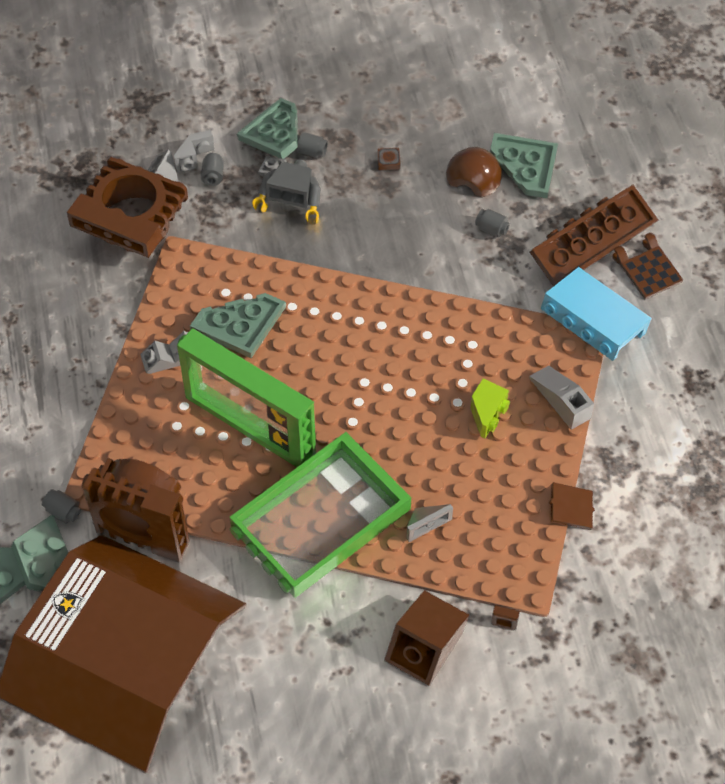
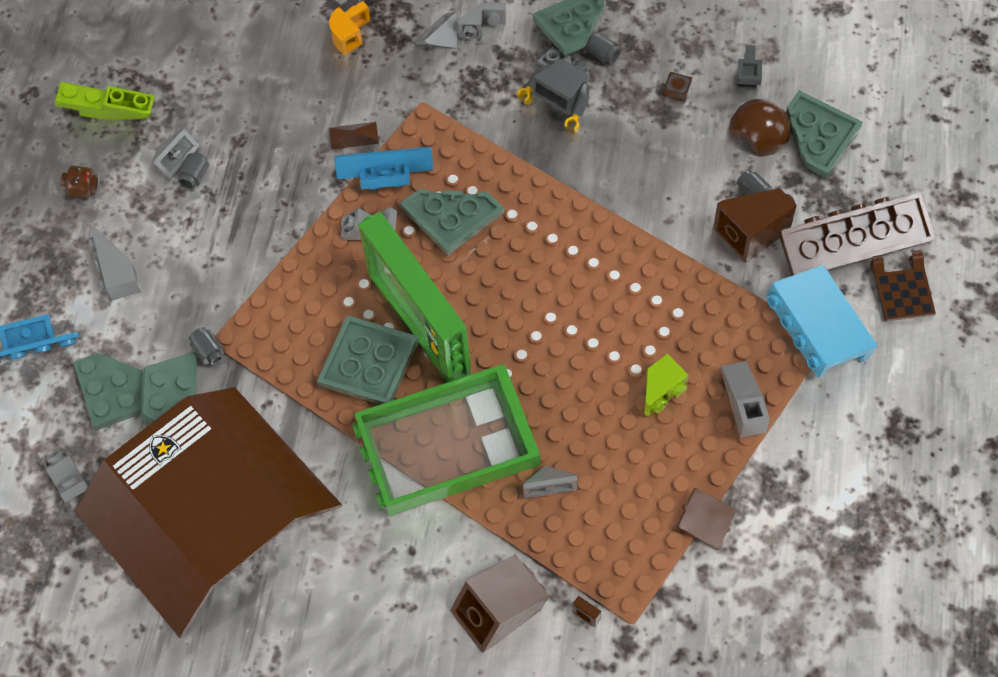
camera: 25 degrees right, 5 degrees up
(70, 187) = (346, 25): none -> light orange brick
(117, 283) = (353, 135): none -> reddish brown slope
(124, 181) = (389, 32): reddish brown hose -> none
(138, 506) = (268, 372): reddish brown hose -> none
(161, 300) = (384, 167): none -> dark azure bracket
(212, 169) = (493, 45): dark grey brick -> none
(220, 469) = (368, 360): none -> sand green plate
(444, 128) = (749, 69): none -> dark grey plate
(505, 248) = (754, 220): none -> reddish brown slope

